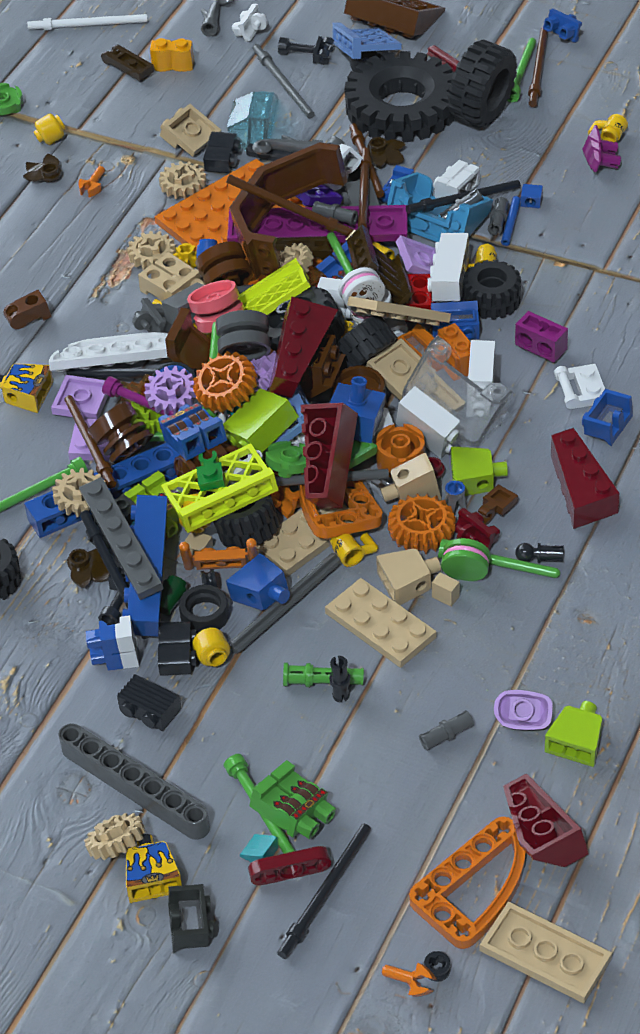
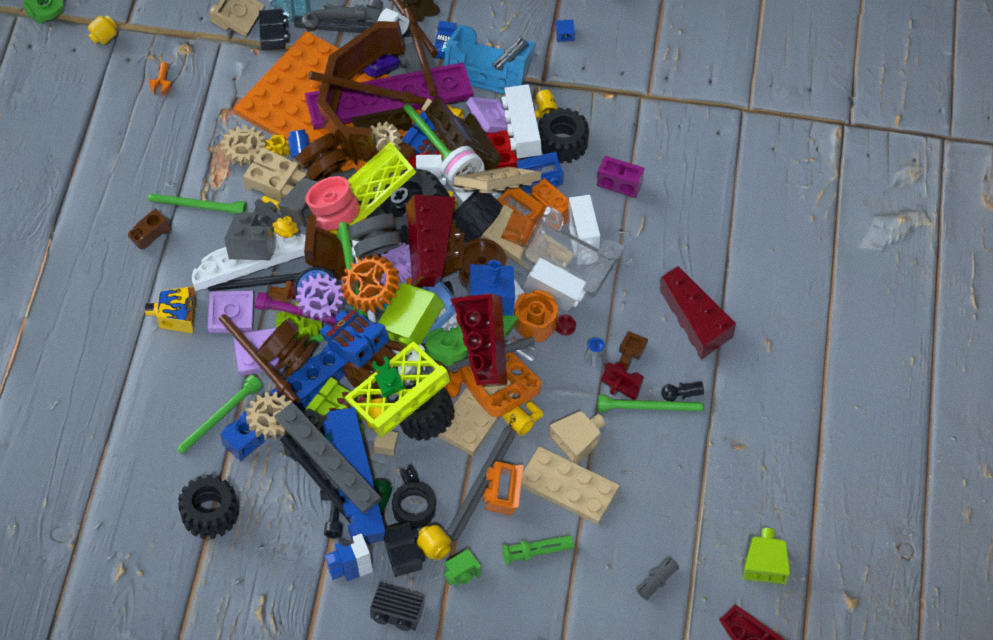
camera: 20 degrees left, 10 degrees up
(46, 171) = (111, 75): dark brown plate -> none
(86, 567) = (299, 485): dark brown plate -> none
(120, 329) = (248, 240): none -> dark grey brick
(124, 306) = (235, 207): none -> bright green piece
(161, 325) = (285, 227): none -> yellow plant
(182, 179) = (246, 65): tan gear -> none
(218, 559) = (421, 449): orange plate -> none
(232, 678) = (462, 568): none -> bright green brick
(258, 584) = (456, 472): blue torso -> none
(304, 608) = (503, 488): none -> orange window
(336, 212) = (404, 83): dark grey pin -> none
(340, 679) = (557, 552): black pin -> none
(404, 360) = (518, 229): none -> clear orange panel
(412, 478) = (557, 346): tan torso -> none
(421, 522) = (574, 390): orange gear -> none
(429, 204) = (482, 58): black bar -> none
(445, 589) = (615, 443): tan piece -> none
(457, 179) = (496, 28): white brick -> none
(465, 559) = (625, 412): bright green head -> none
(475, 469) = (603, 319): lime torso -> none
(498, 215) = (543, 56): dark grey pin -> none
(510, 222) = (554, 59): blue piece -> none
(523, 710) = (717, 547): lavender piece -> none
(587, 382) = (670, 213): white plate -> none
(608, 416) = (699, 245): blue window -> none

